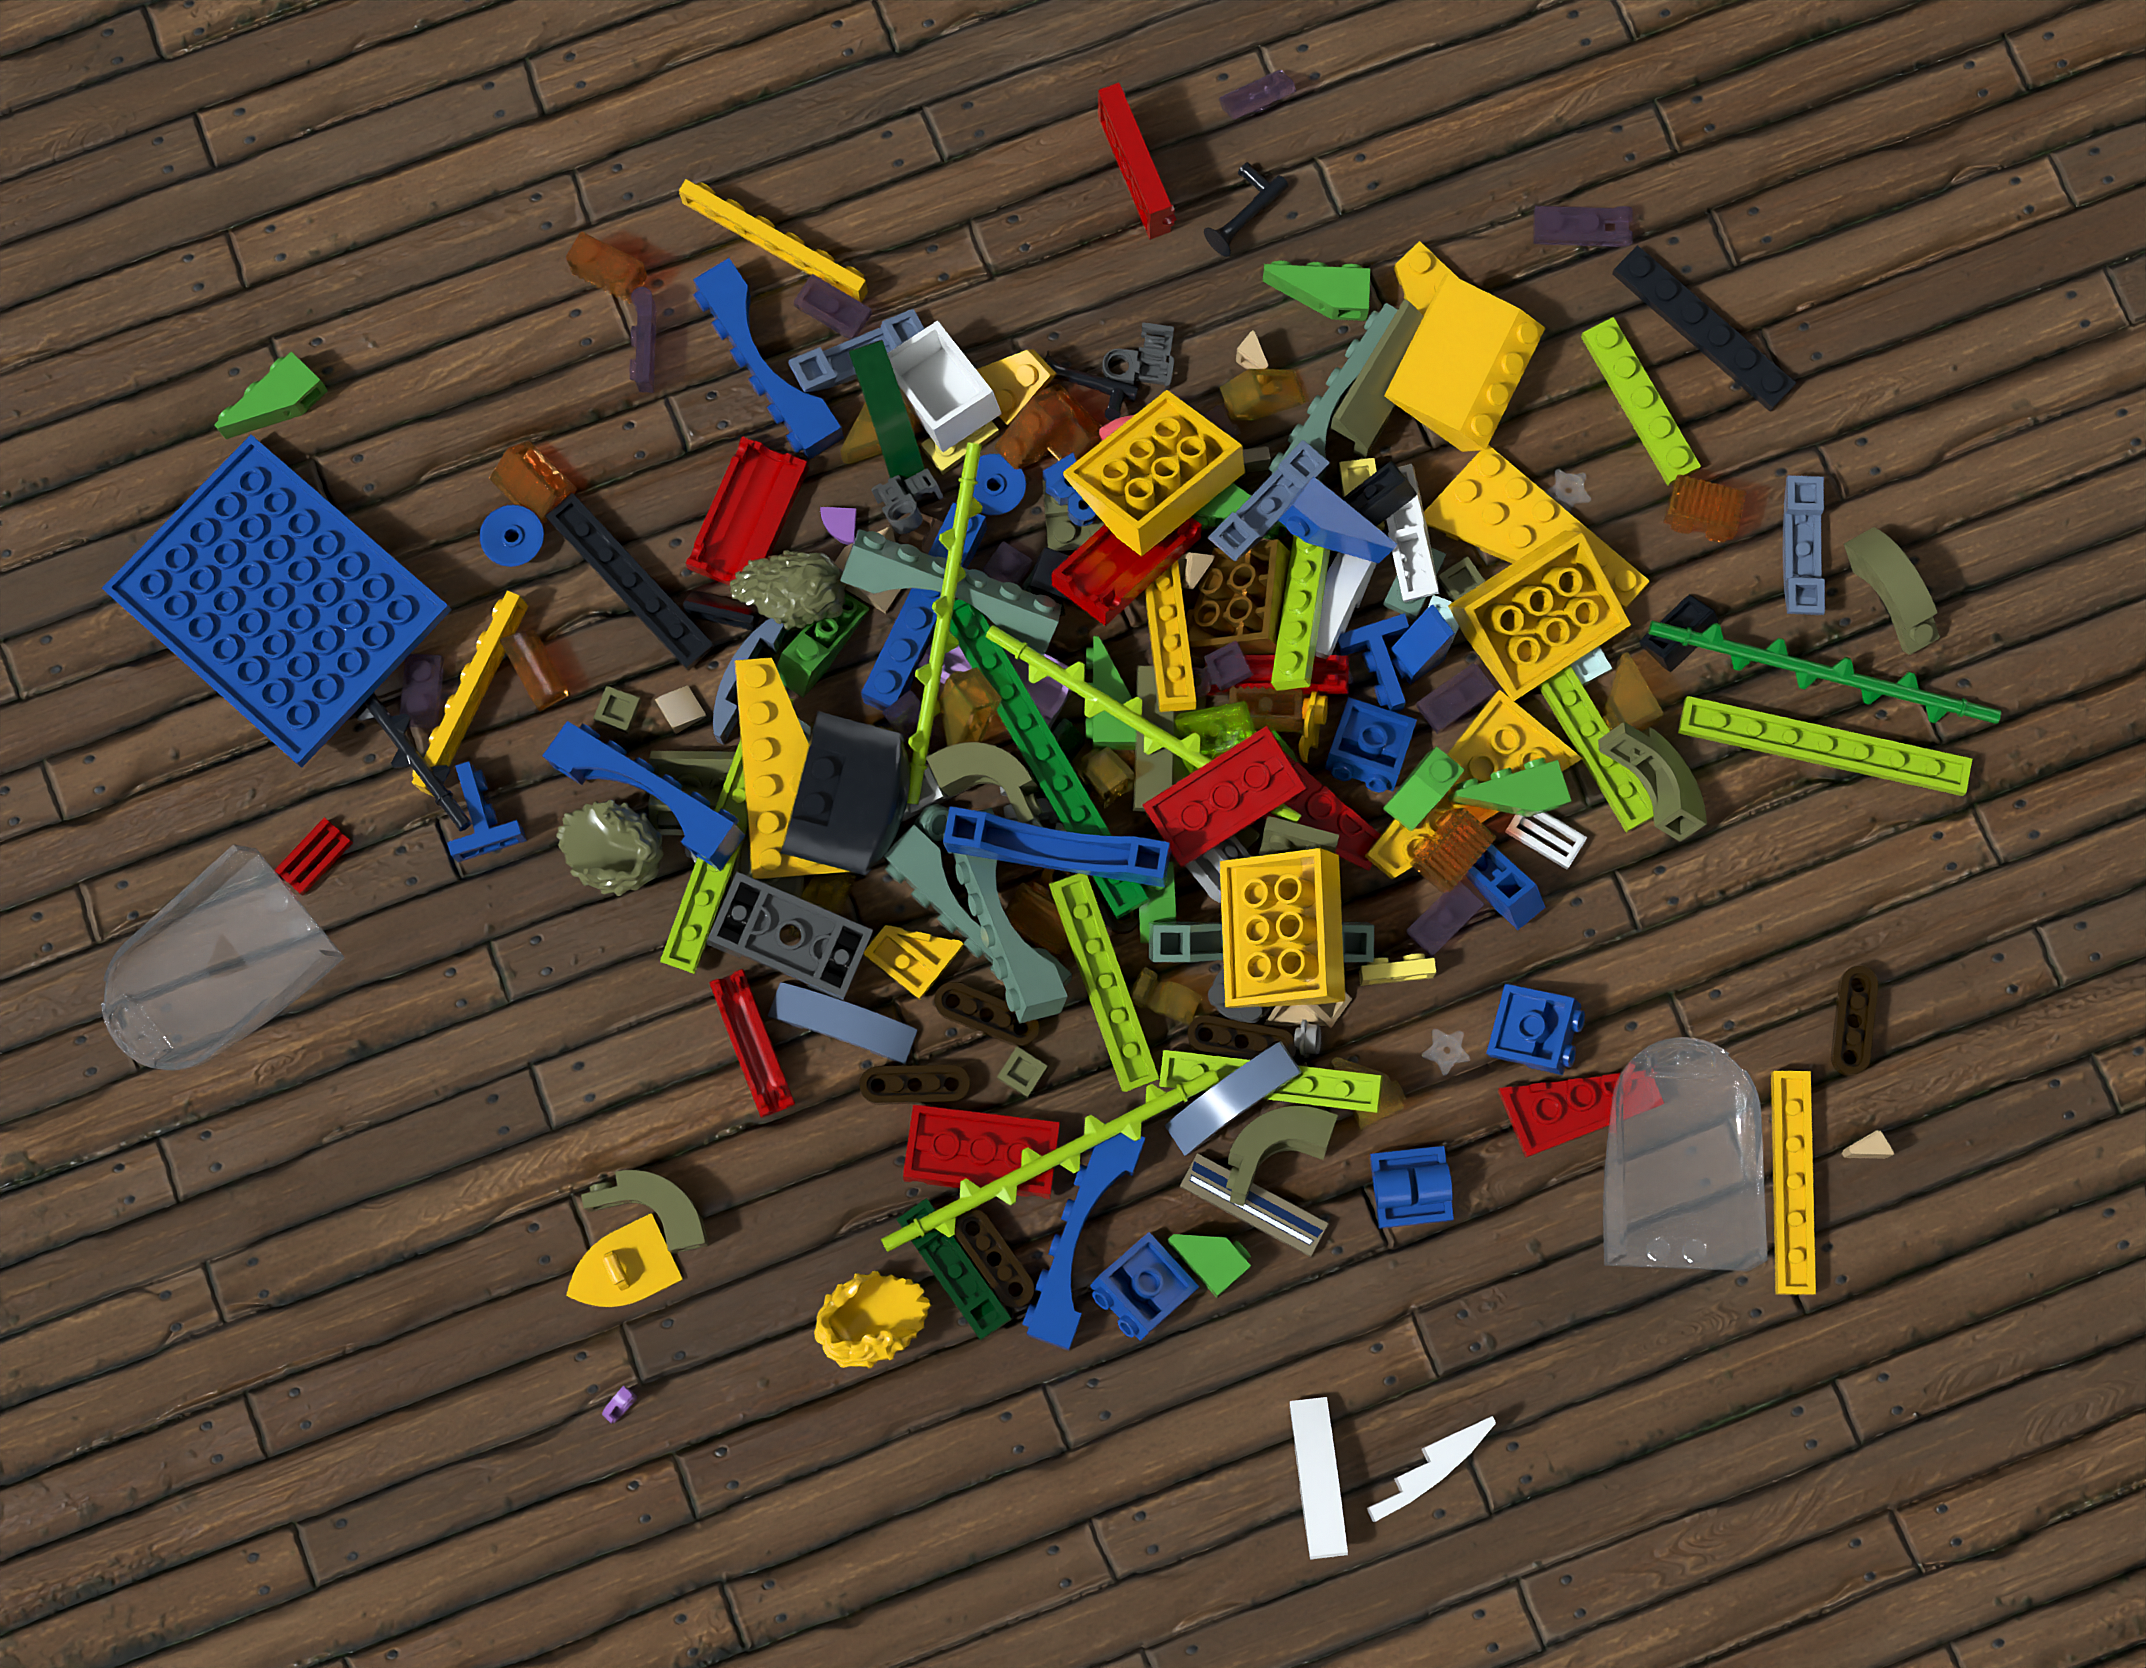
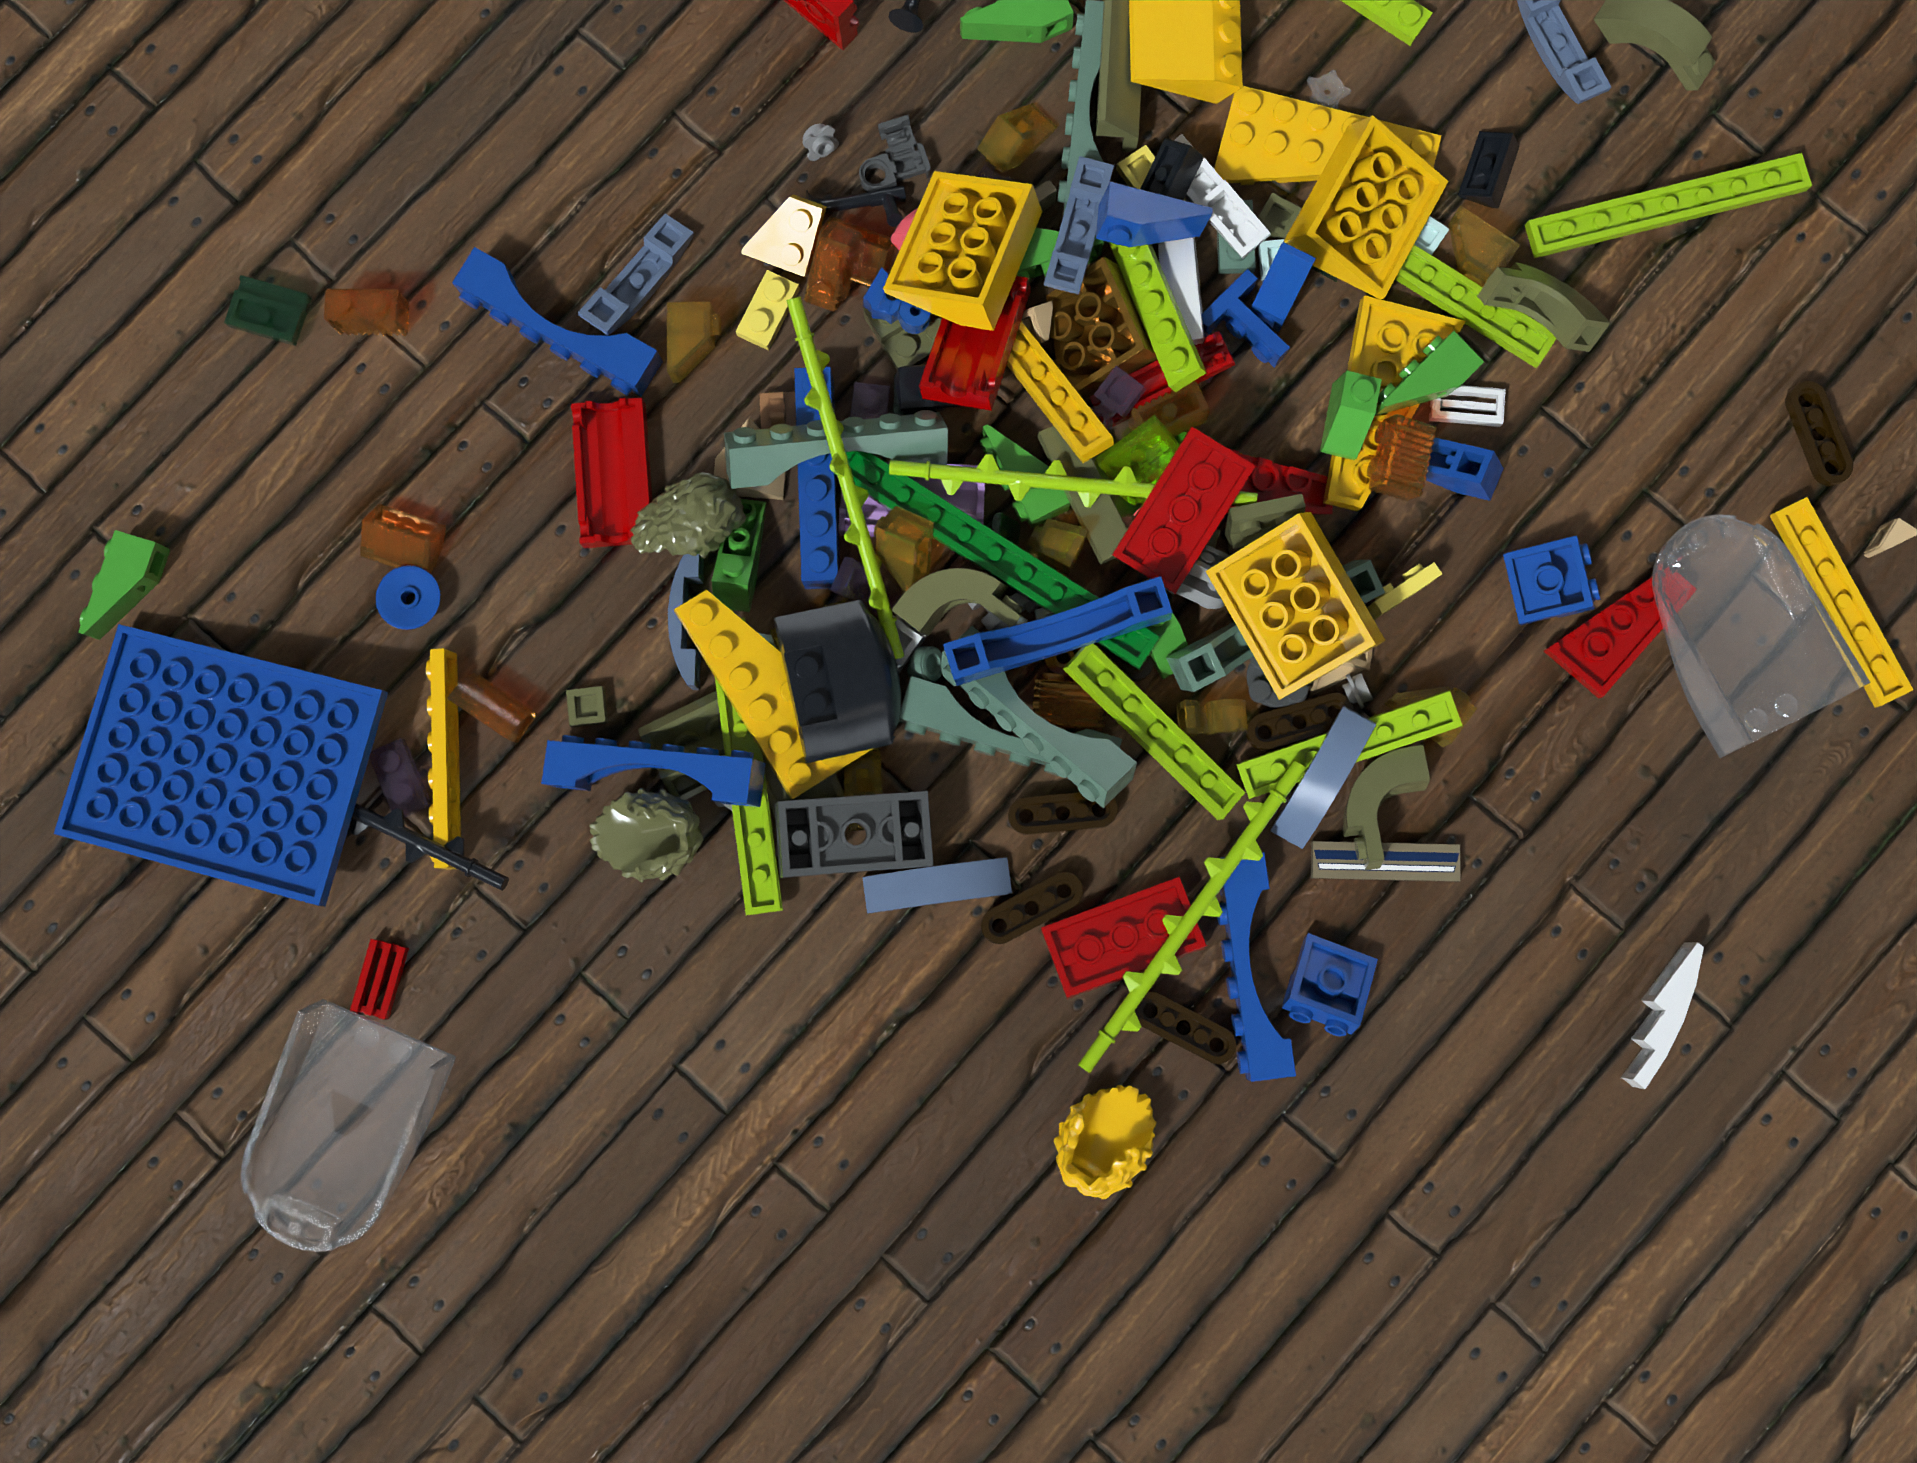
camera: 25 degrees left, 5 degrees up
(486, 838) = (516, 867): blue bracket -> none
(521, 223) = (268, 310): none -> clear green plate
(619, 1404) = (919, 1331): medium lavender tile -> none
(625, 1267) = (857, 1203): yellow shield -> none
(630, 581) = (537, 585): black plate -> none
(644, 339) = (434, 359): clear purple plate -> none
(679, 1215) = (859, 1125): olive arch -> none
(680, 708) = (644, 677): tan slope -> none
(722, 610) = (635, 569): black slope -> none
(752, 1043) = (867, 945): red piece -> none
(762, 233) = (511, 214): yellow plate -> none
(832, 307) = (591, 247): clear purple plate -> none
(840, 523) = (700, 438): medium lavender tile -> none
(887, 410) = (692, 314): dark green slope -> none
(900, 499) = (746, 388): dark grey piece -> none
(912, 957) = (970, 795): yellow wing -> none
(942, 386) = (727, 268): white piece -> none
(957, 1275) = (1161, 1060): dark green slope -> none
(996, 469) = (830, 323): blue piece -> none
(1022, 1072) = (1120, 847): olive tile -> none
(1083, 311) = (819, 141): none -> light grey plate
(1212, 1259) = (1378, 929): bright green slope -> none
(1250, 353) = (989, 105): tan slope -> none
(1314, 713) = (1215, 396): yellow plate -> none
(1318, 1478) = (1571, 1075): white slope -> none
(1370, 745) = (1276, 402): blue plate -> none
(1412, 1187) = (1516, 774): blue plate -> none
(1444, 918) = (1420, 524): clear purple plate -> none
(1444, 1060) = (1474, 645): clear plate -> none
(1455, 697) = (1327, 322): clear purple plate -> none
(1704, 508) = (1456, 47): clear orange brick -> none
(1809, 671) = (1621, 146): green plant -> none

